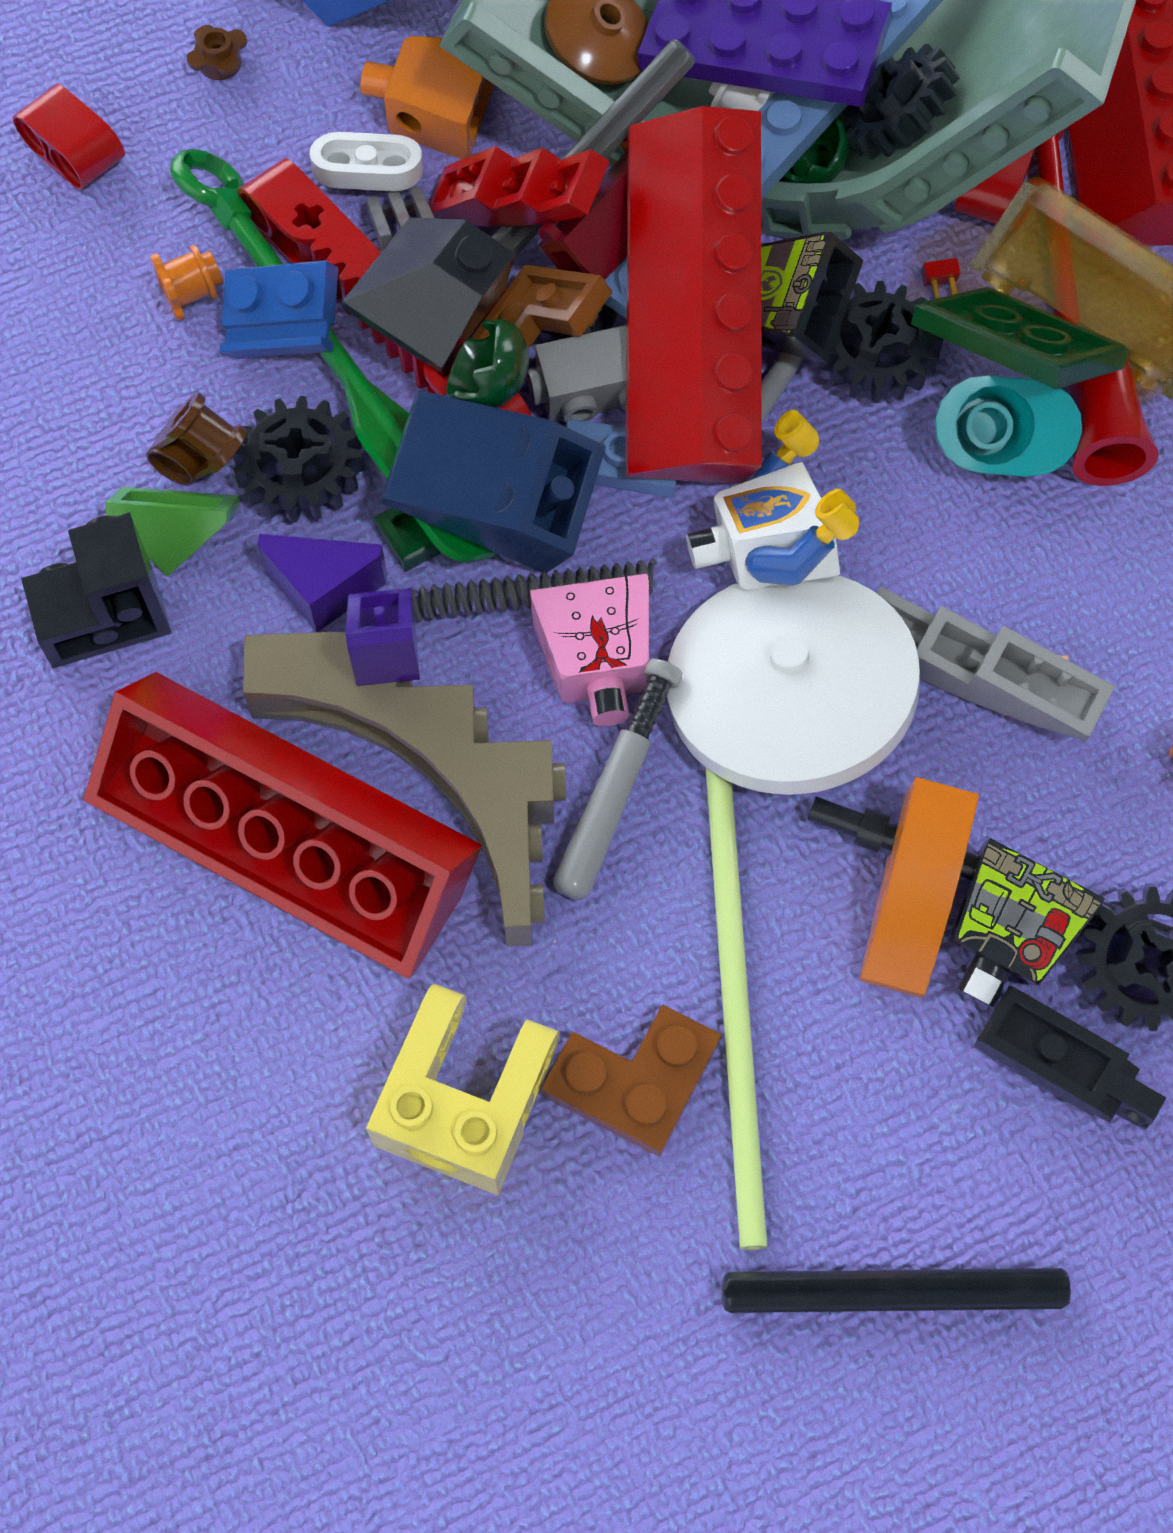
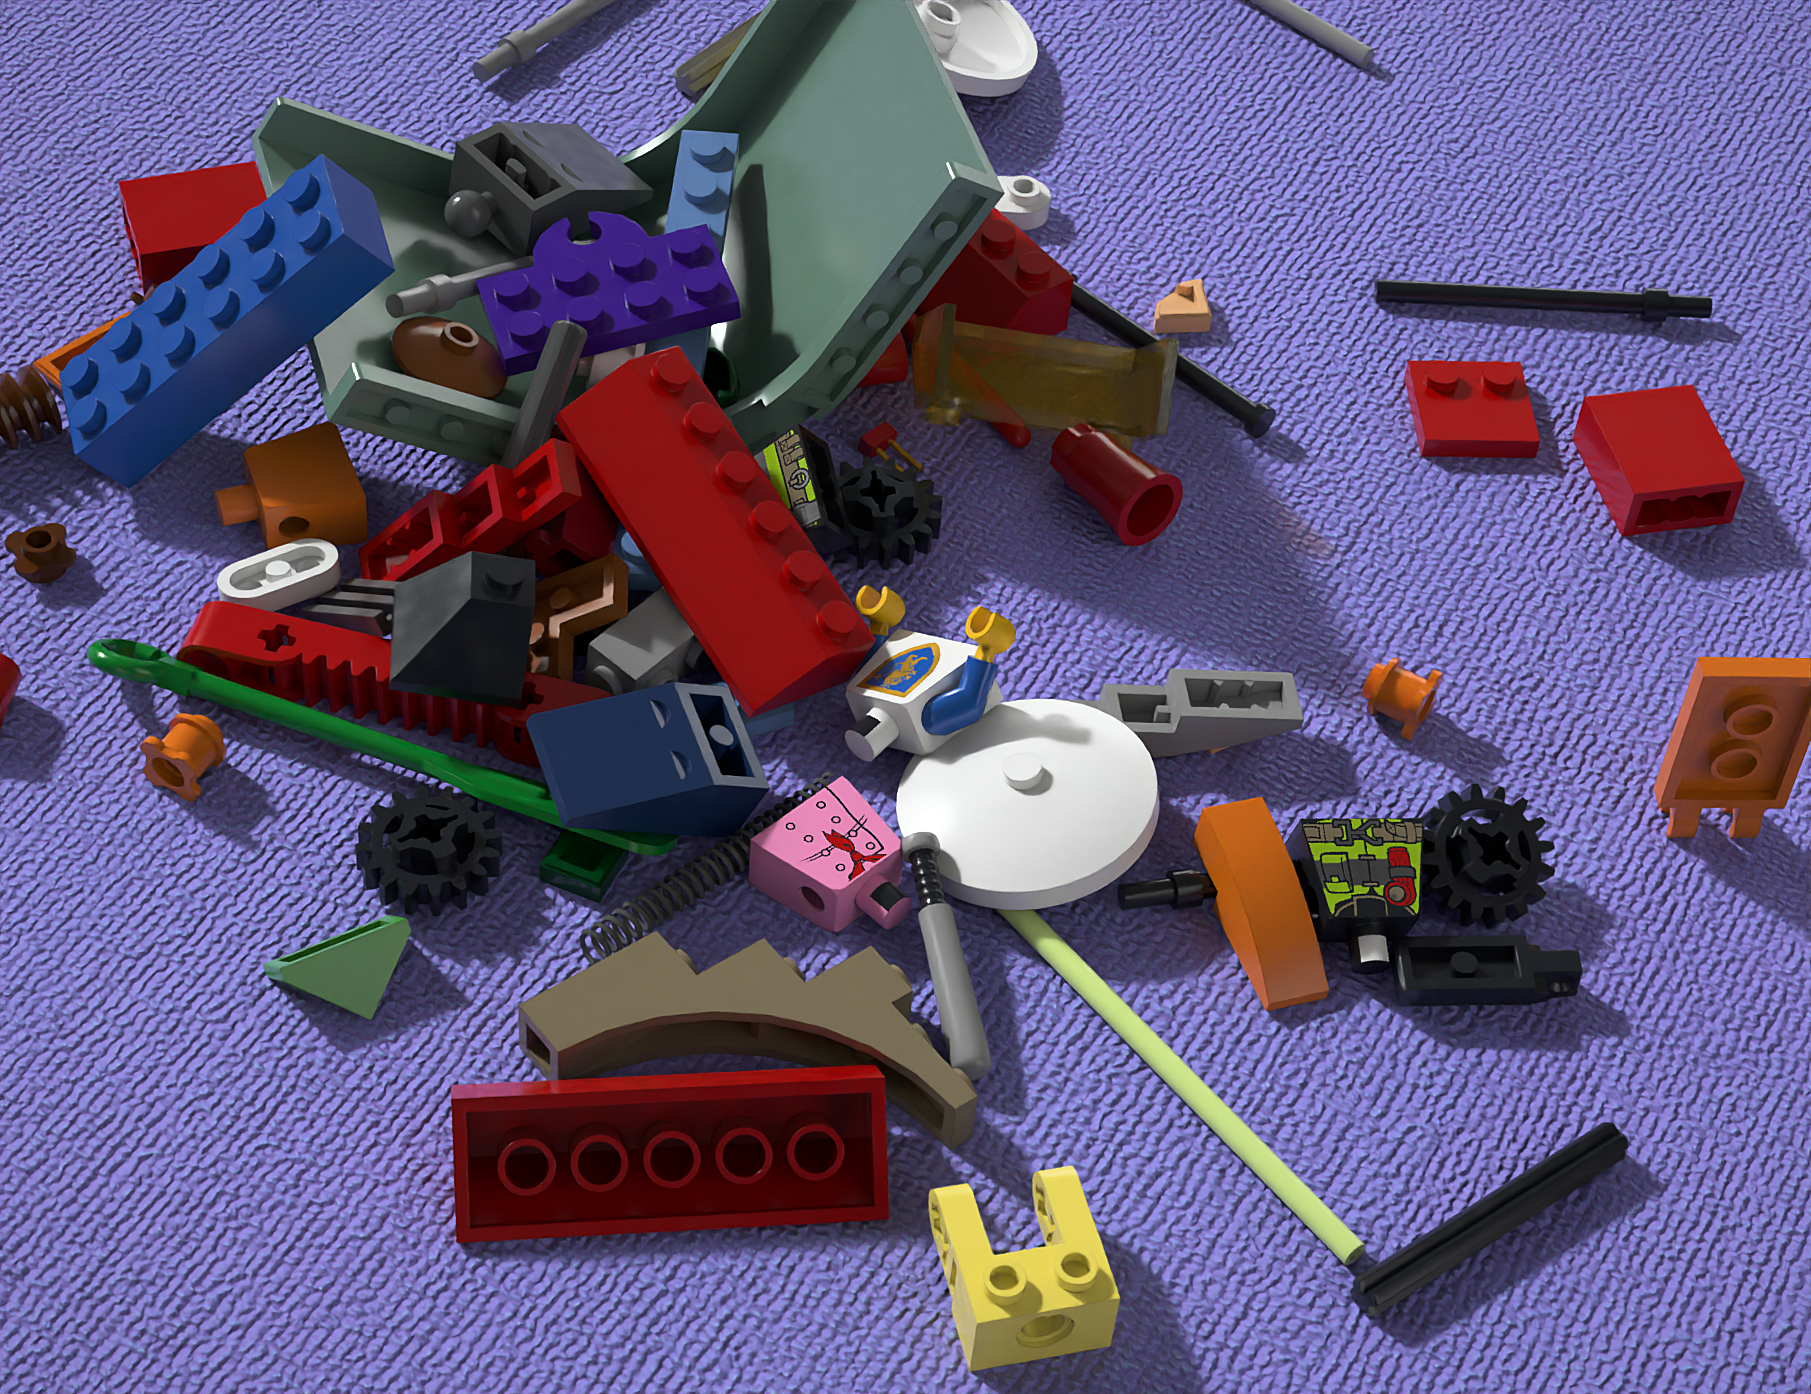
camera: 40 degrees left, 20 degrees down
(99, 600) = (347, 1052): black brick -> none
(194, 442) = (324, 876): reddish brown piece -> none
(279, 309) = (309, 732): blue plate -> none
(322, 573) = (530, 934): dark purple slope -> none
(382, 637) = (662, 931): dark purple slope -> none
(490, 368) = (576, 668): dark green hair -> none
(639, 1096) = (1167, 1191): dark orange plate -> none
(901, 101) = (771, 304): black gear -> none
(1008, 426) = (1046, 521): teal piece -> none
(1021, 337) = (1005, 443): dark green tile -> none

